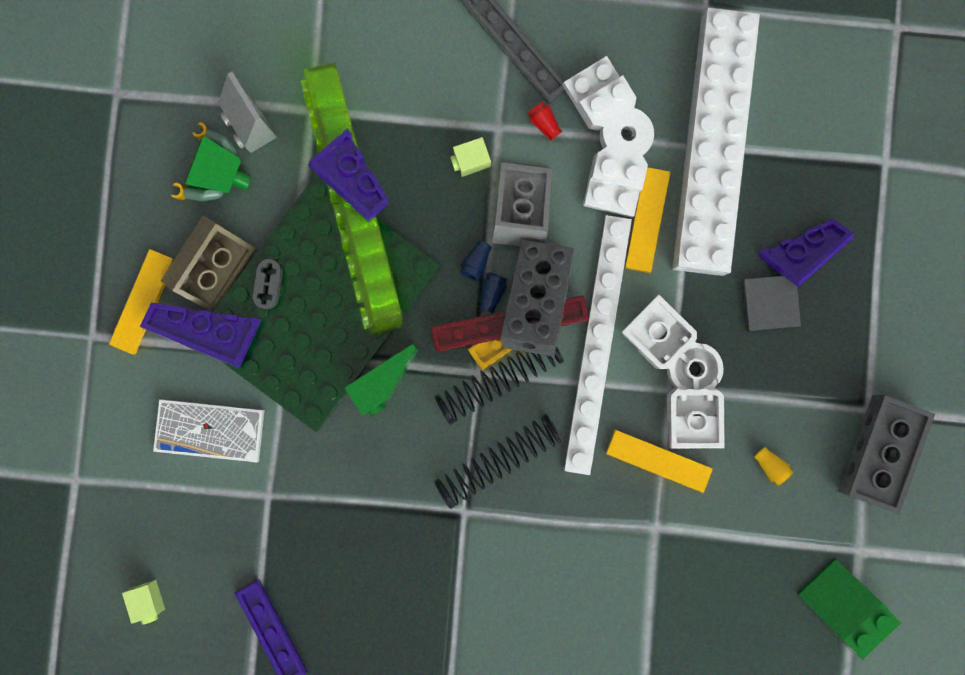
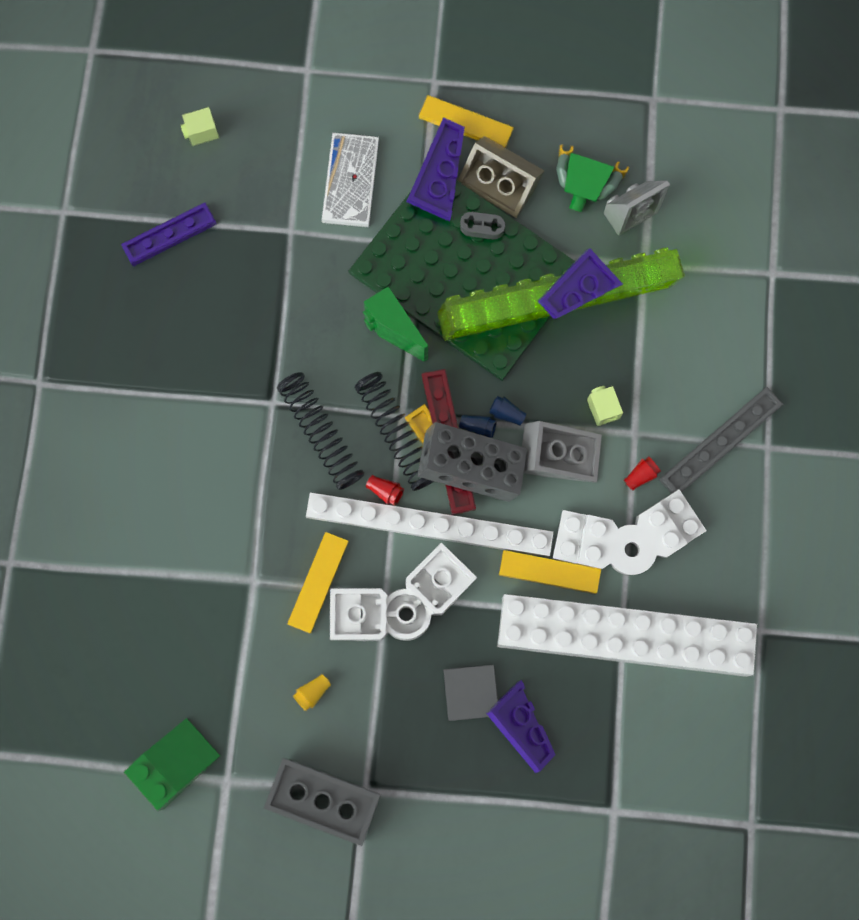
camera: 90 degrees right, 10 degrees down
(561, 390) = (387, 490): none -> red cone

